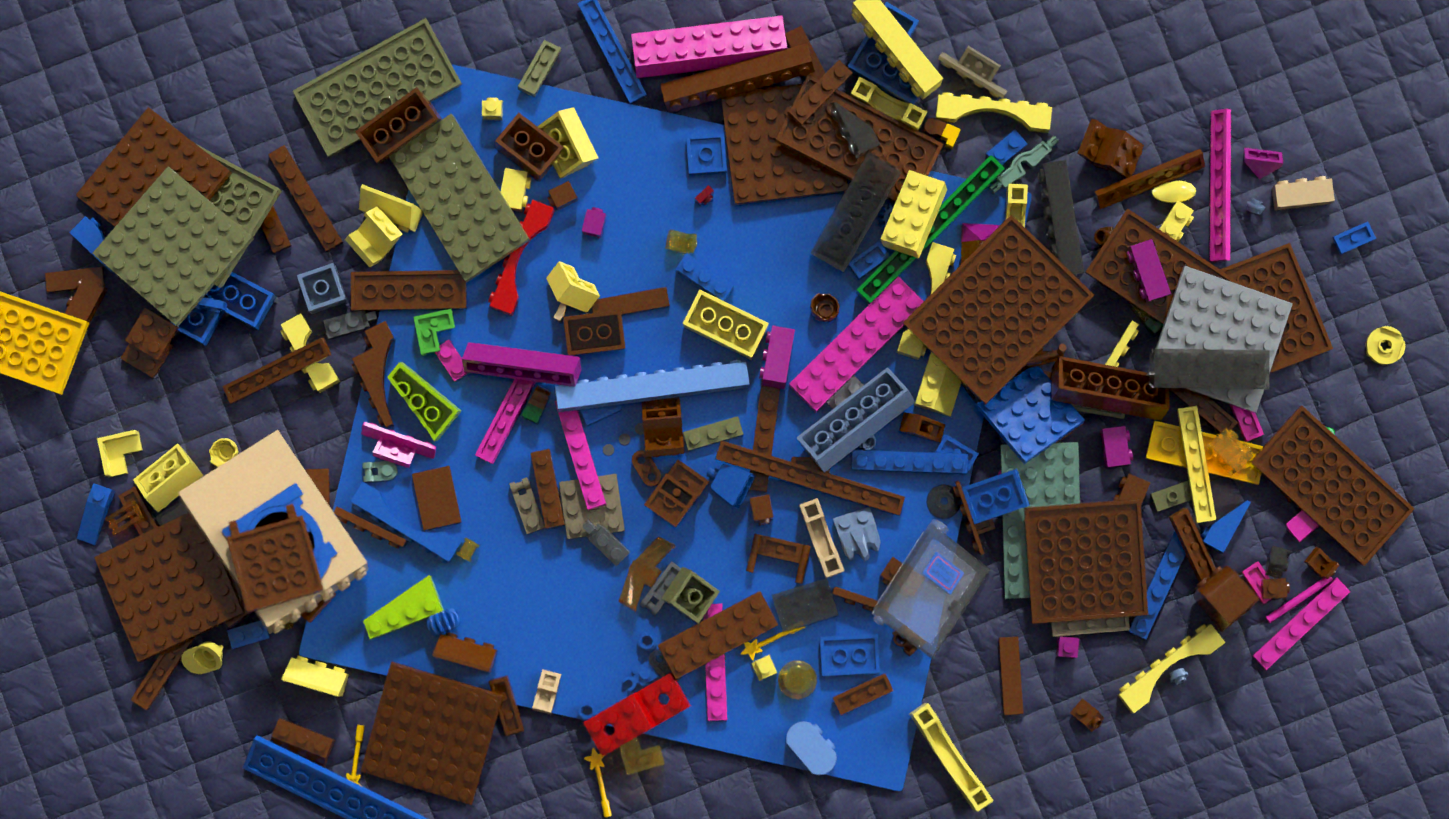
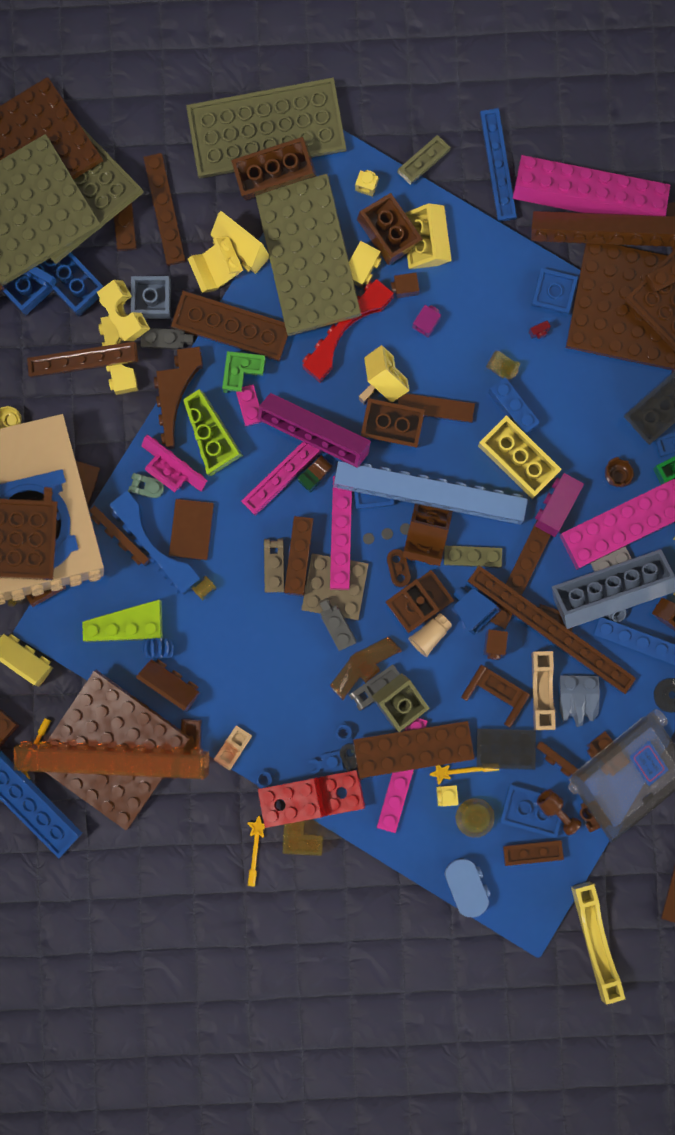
camera: 25 degrees right, 0 degrees up
(287, 303) = (113, 299): none -> light yellow arch
(435, 742) = (111, 760): none -> clear orange brick
(697, 521) = (430, 634): none -> tan plant
(865, 642) = (551, 805): none -> reddish brown piece

